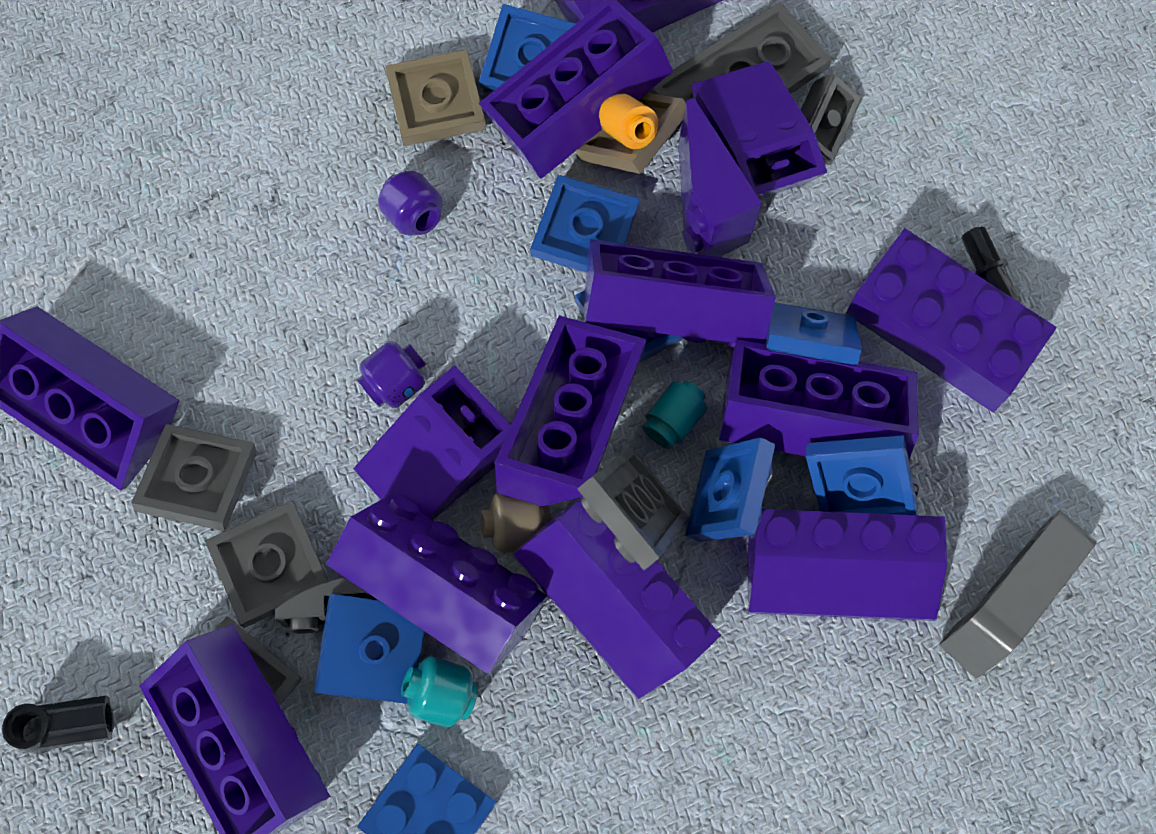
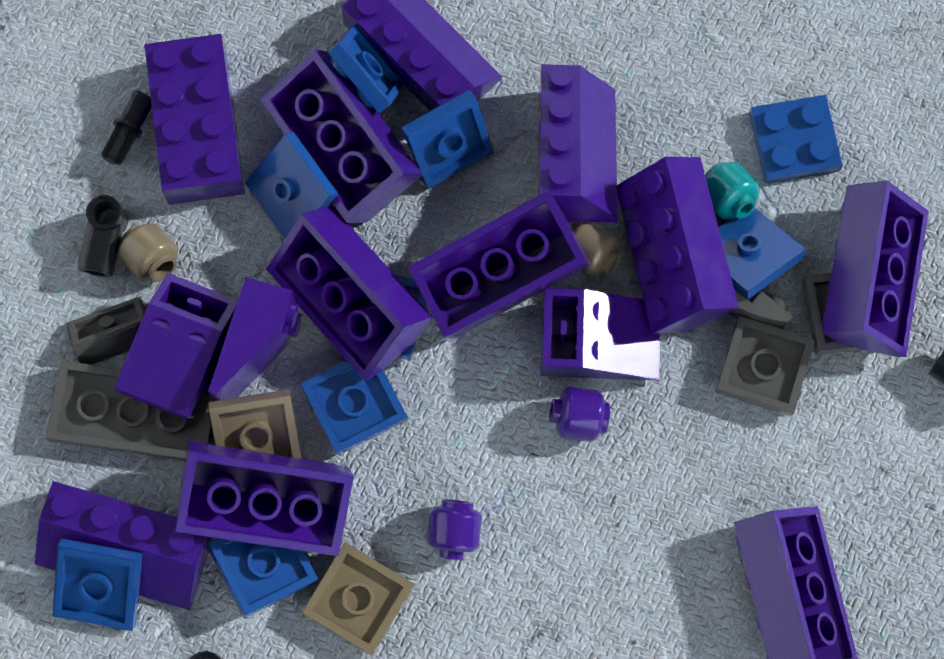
camera: 135 degrees left, 5 degrees up
(194, 477) = (765, 461): dark grey plate -> none
(628, 121) = (263, 425): light orange brick -> none
(633, 508) = (526, 161): dark grey plate -> none
(675, 414) = (426, 223): teal brick -> none
(861, 190) = (148, 252): none -> dark tan head
(908, 171) = (102, 240): none -> black piece

